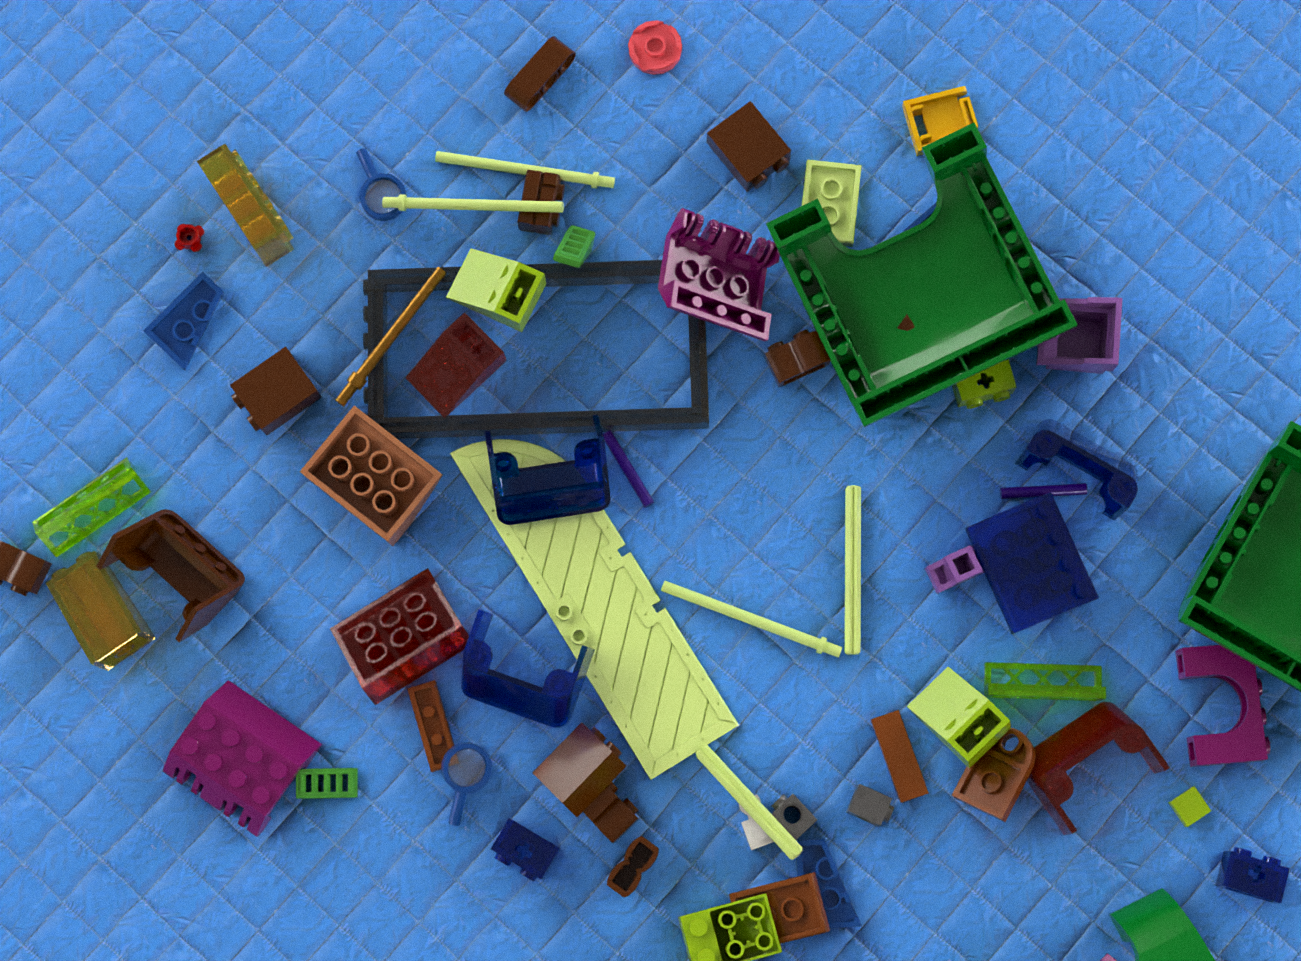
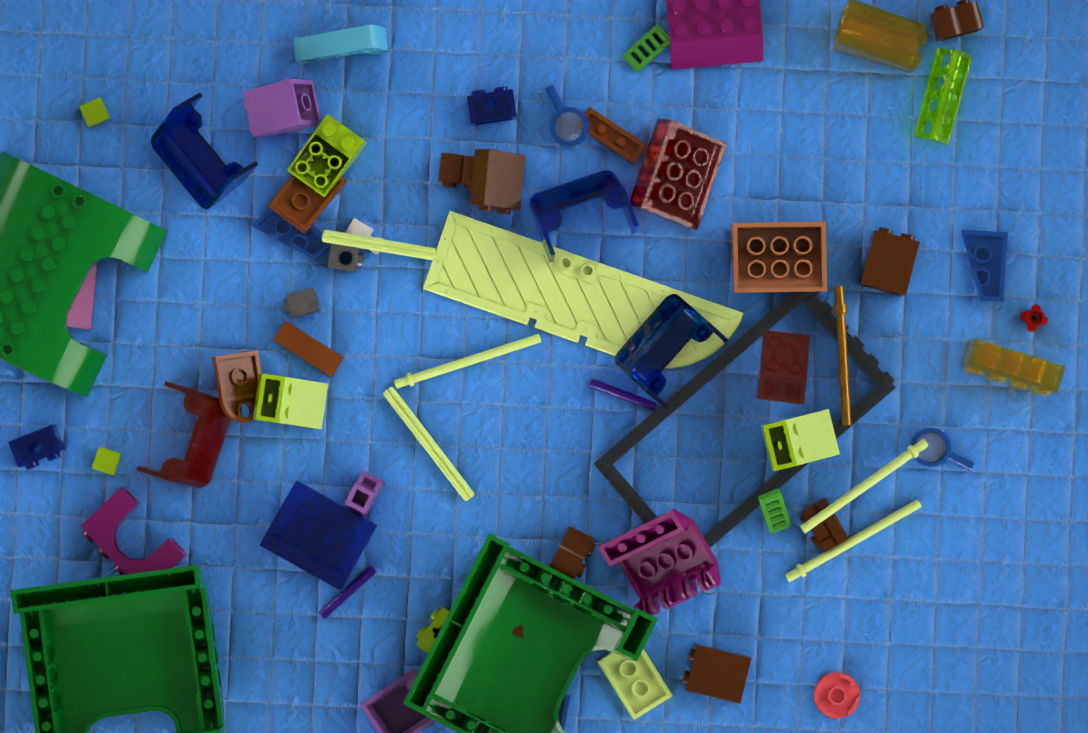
camera: 140 degrees right, 10 degrees up
(182, 560) = (852, 110): reddish brown windscreen -> none
(539, 73) = (897, 613): reddish brown beam -> none
(628, 873) = (417, 154): reddish brown brick -> none
(1046, 691) = (250, 459): clear neon green fence -> none
(1118, 475) = (365, 631): clear blue windscreen -> none

